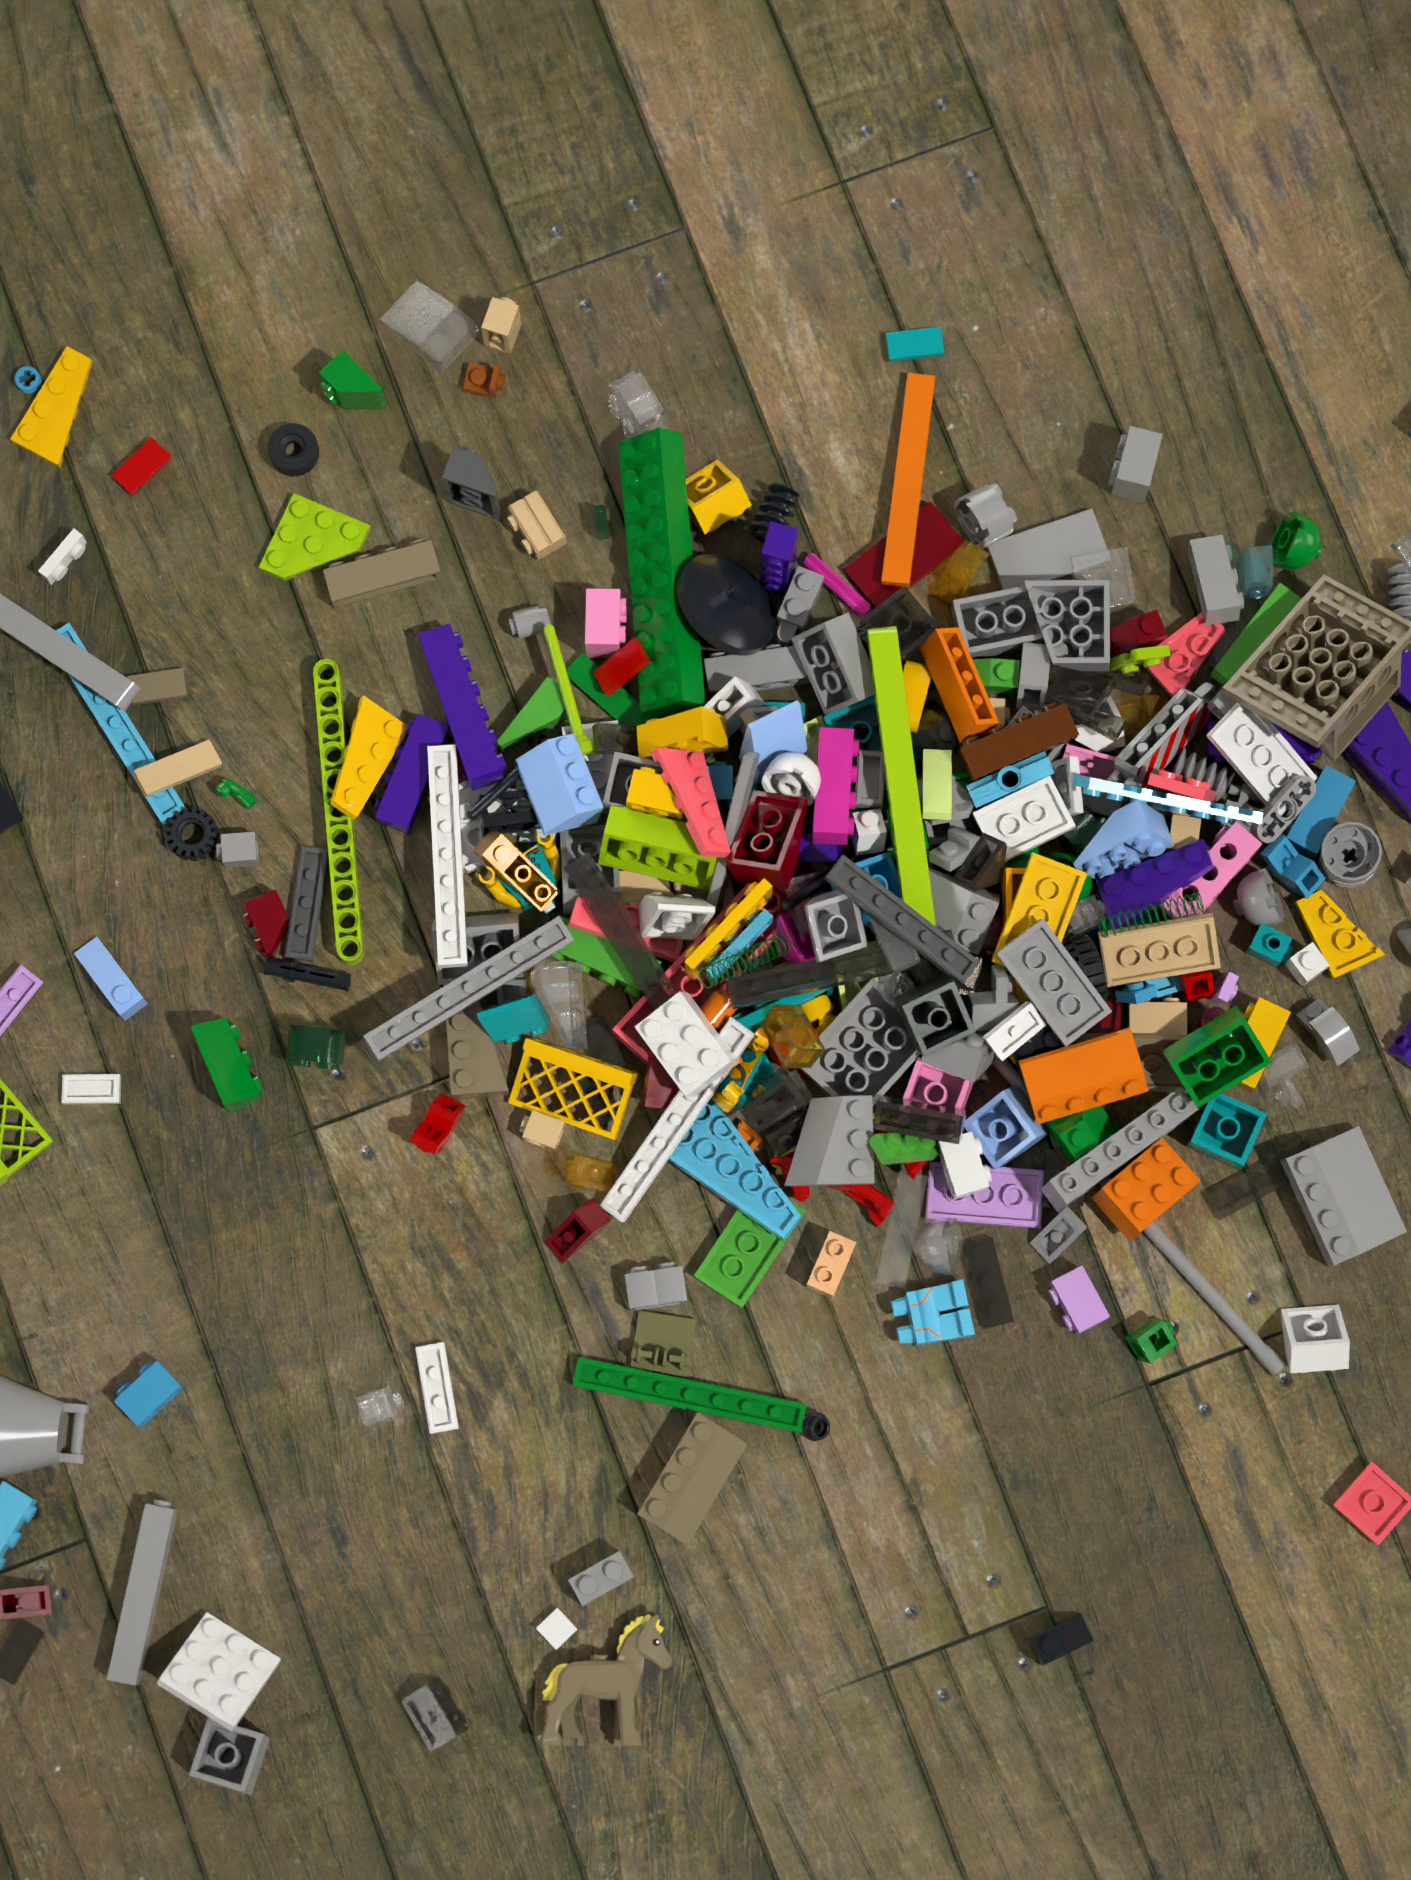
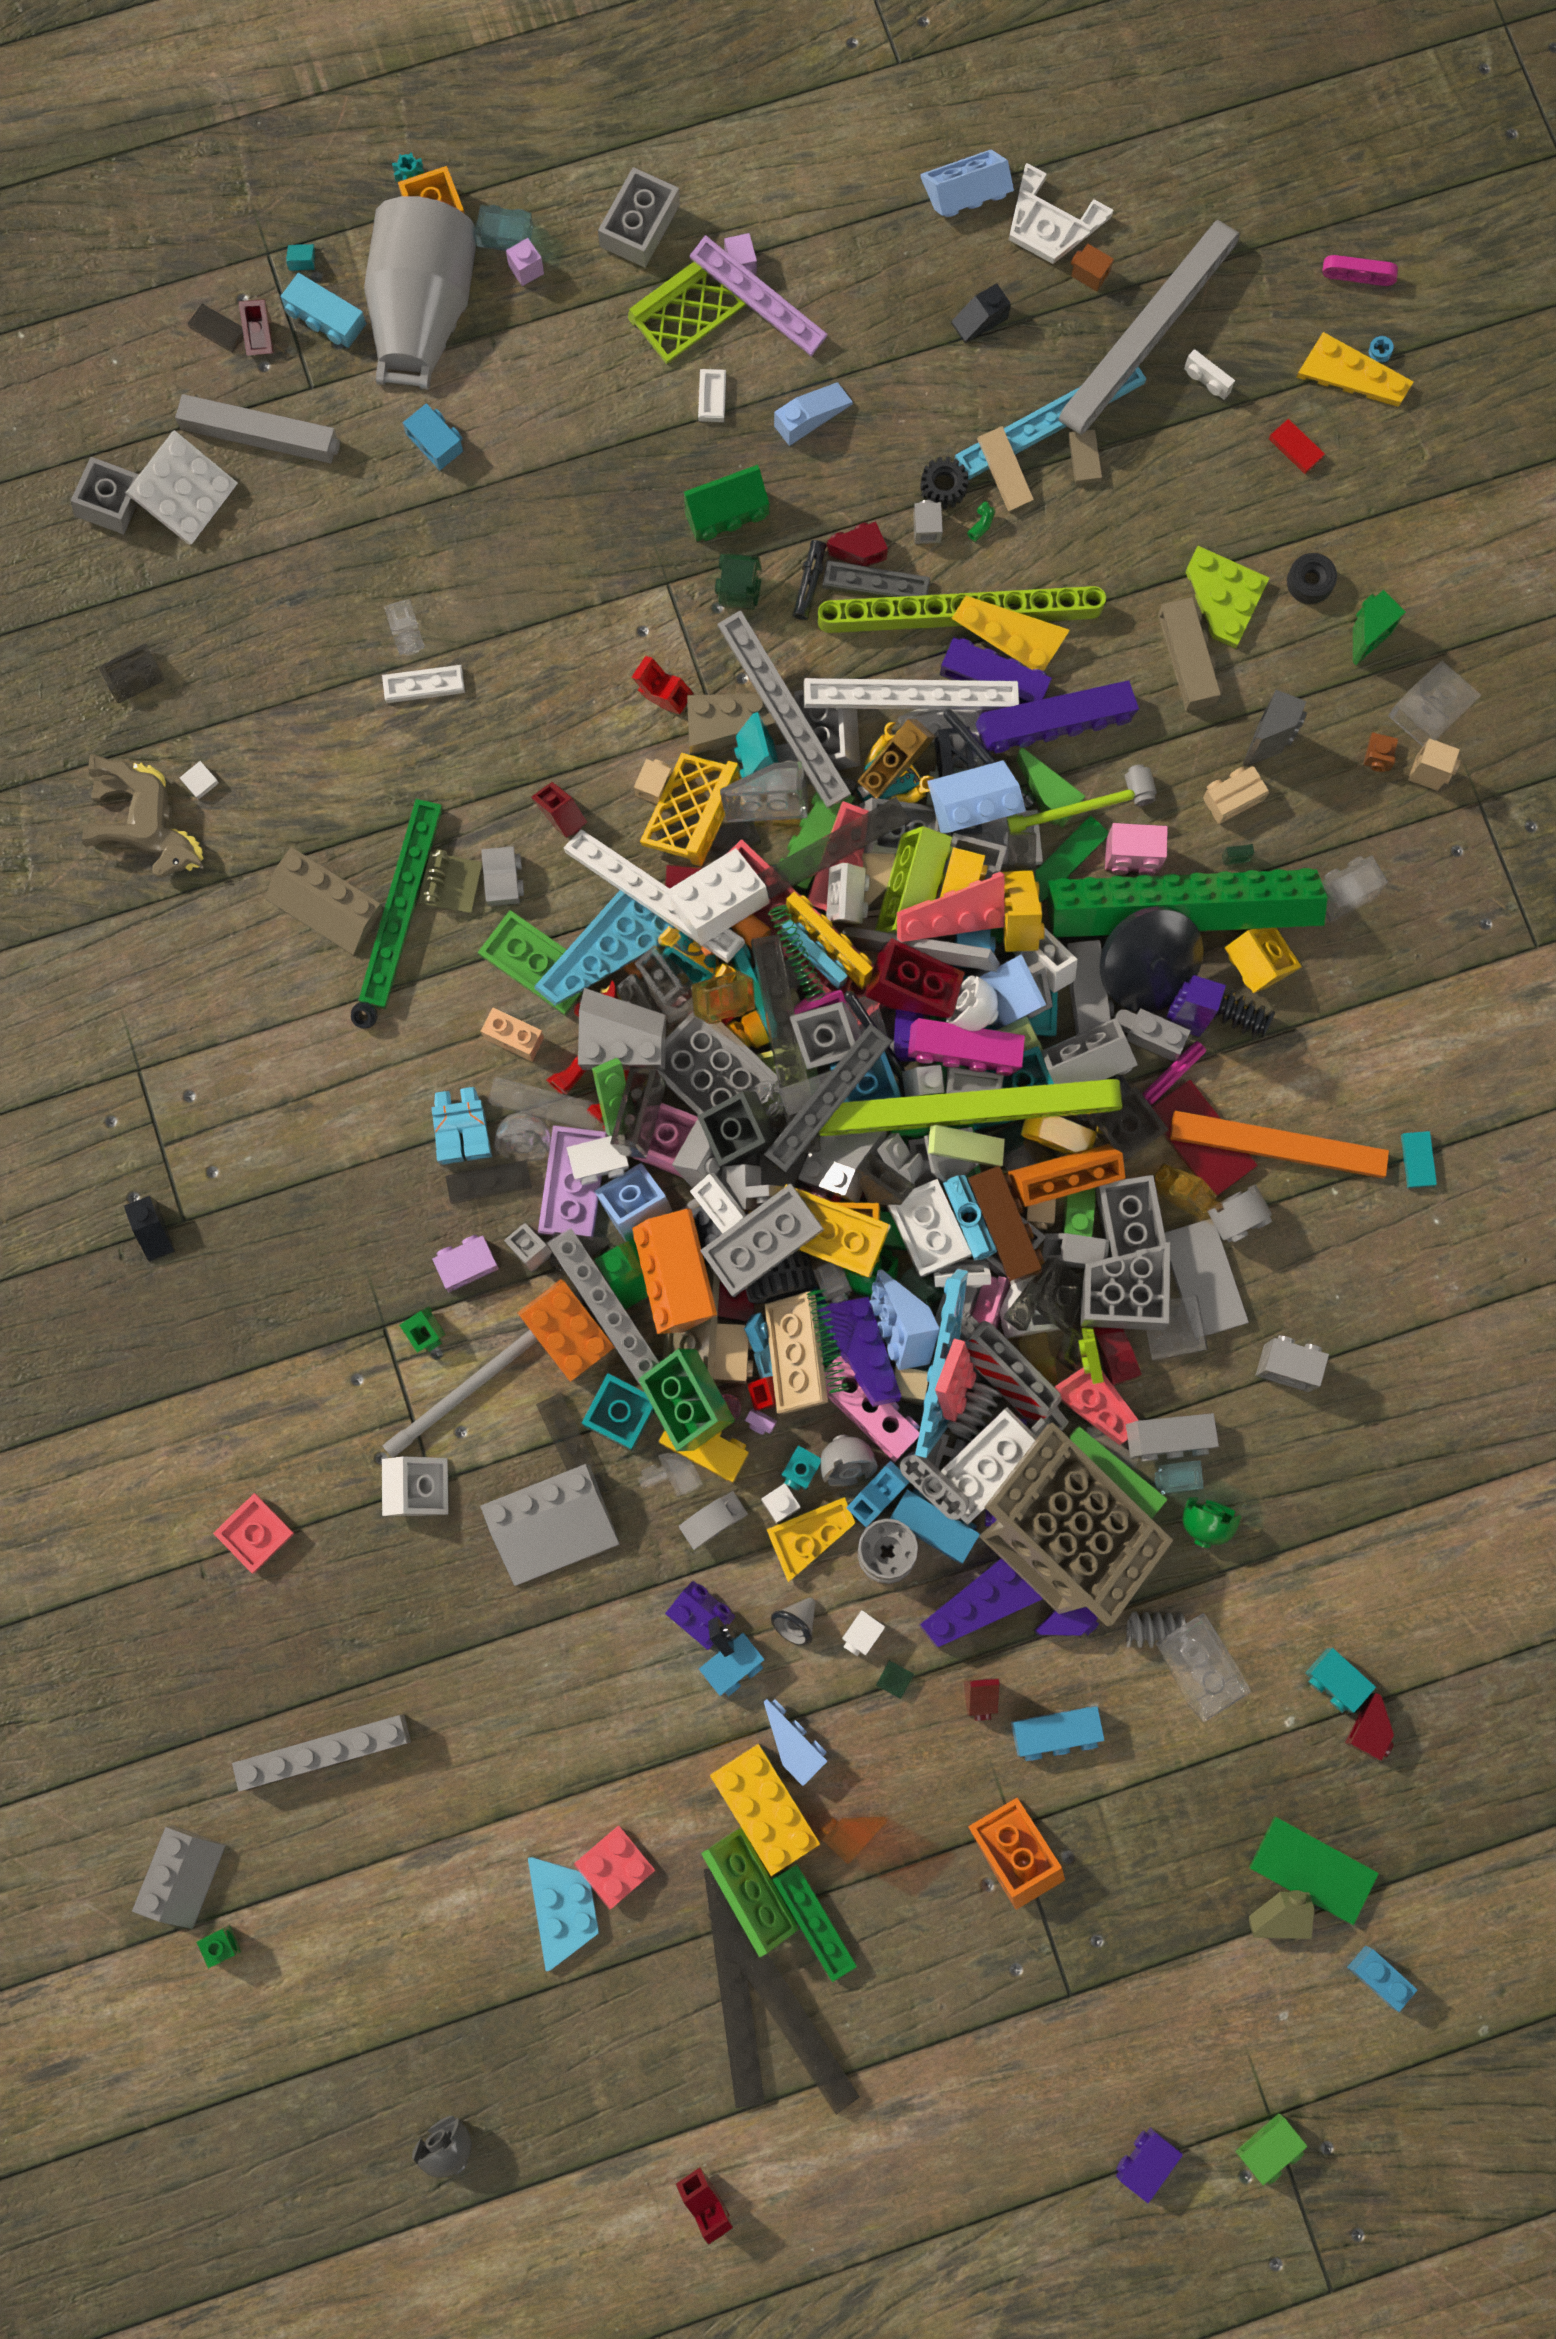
camera: 90 degrees right, 0 degrees up
(589, 1174) = (610, 819): clear yellow slope -> none
(601, 1578) = (238, 817): light grey brick -> none
(621, 666) = (1092, 862): red tile -> none

